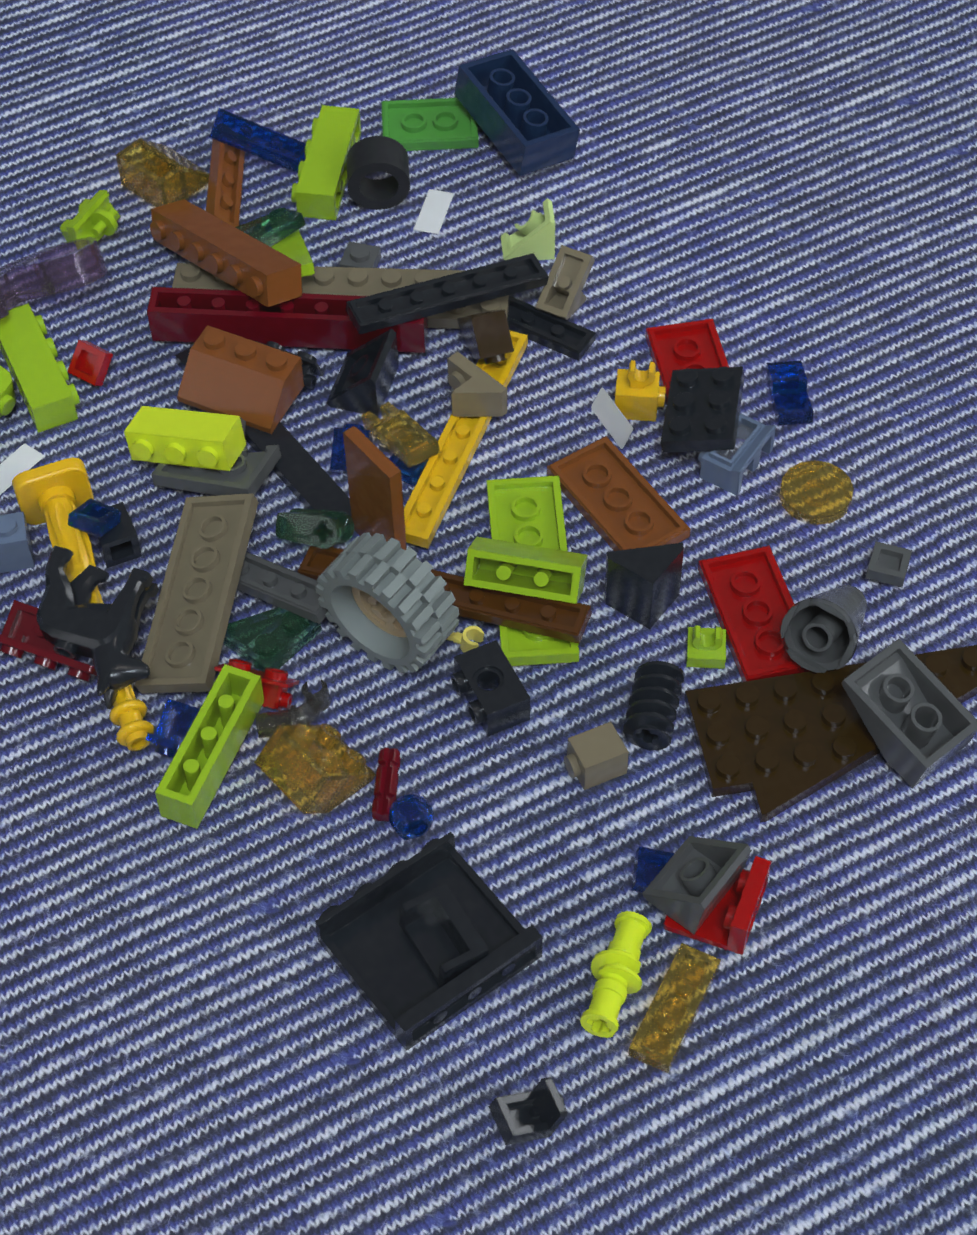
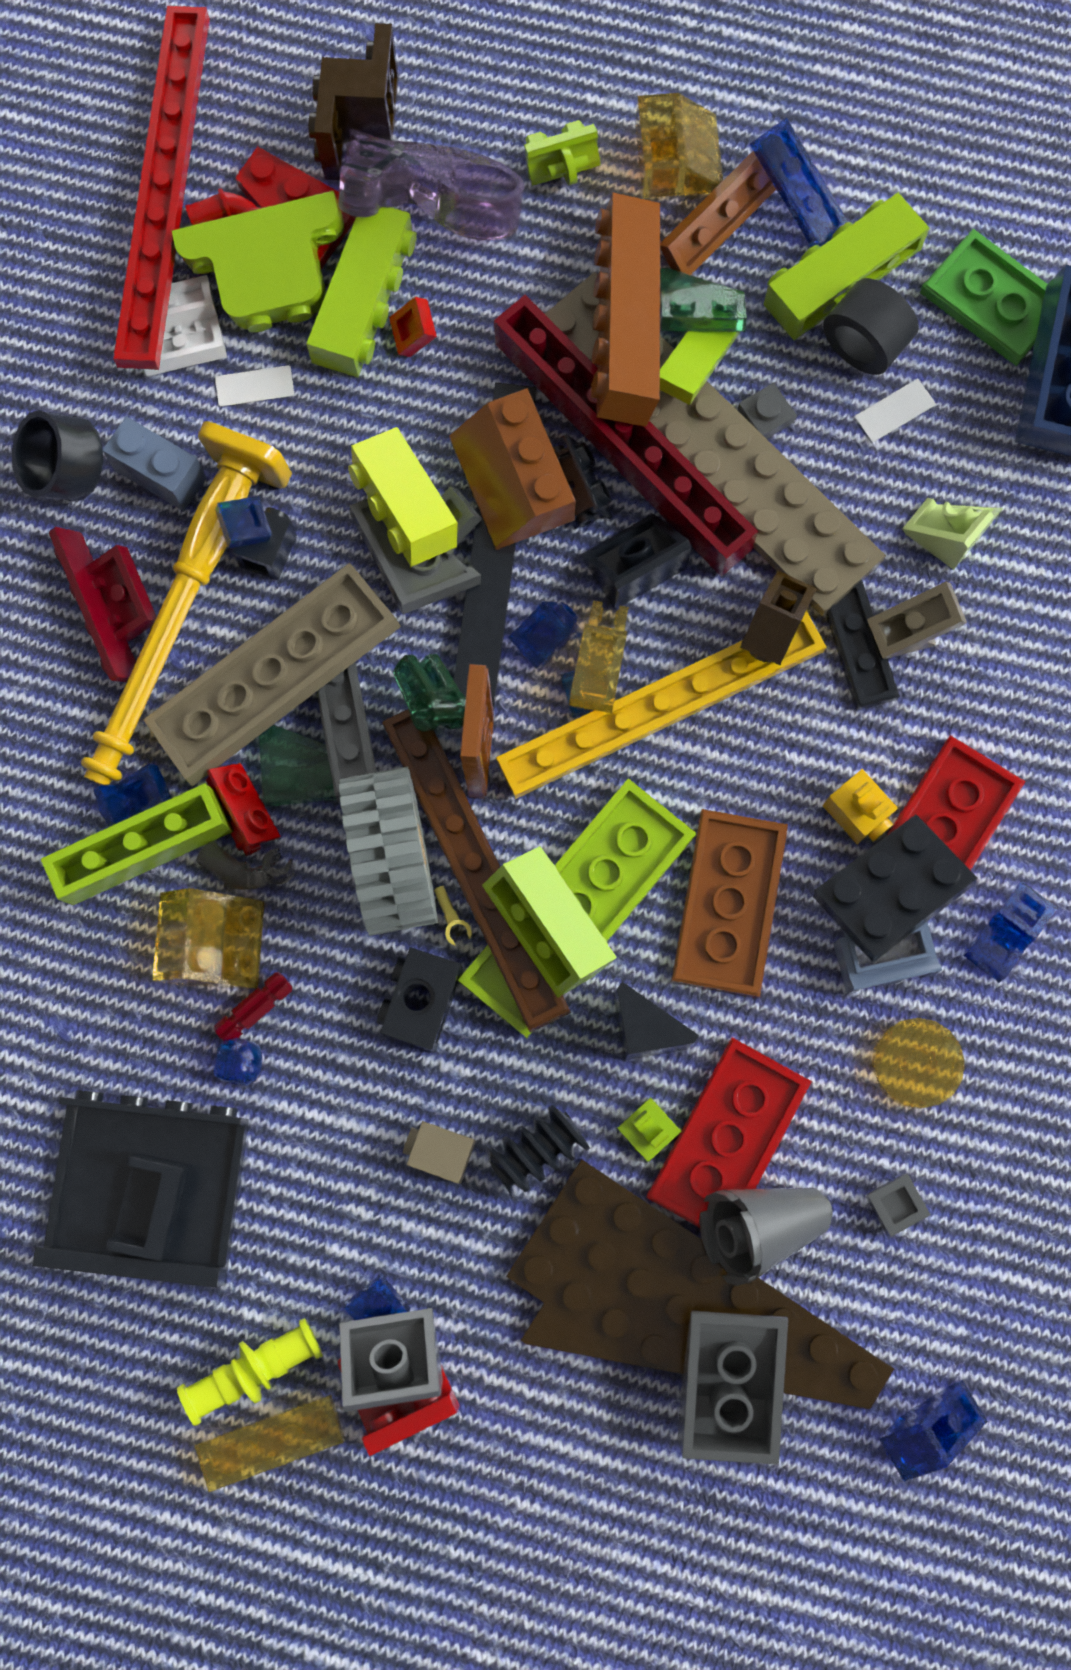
camera: 45 degrees right, 25 degrees up
(95, 629) = (138, 649): black animal -> none
(446, 293) = (781, 543): black tile -> none
(474, 390) = (703, 683): dark tan slope -> none
(529, 1114) = (66, 1421): black bracket -> none
(612, 418) = (813, 810): white sticker -> none

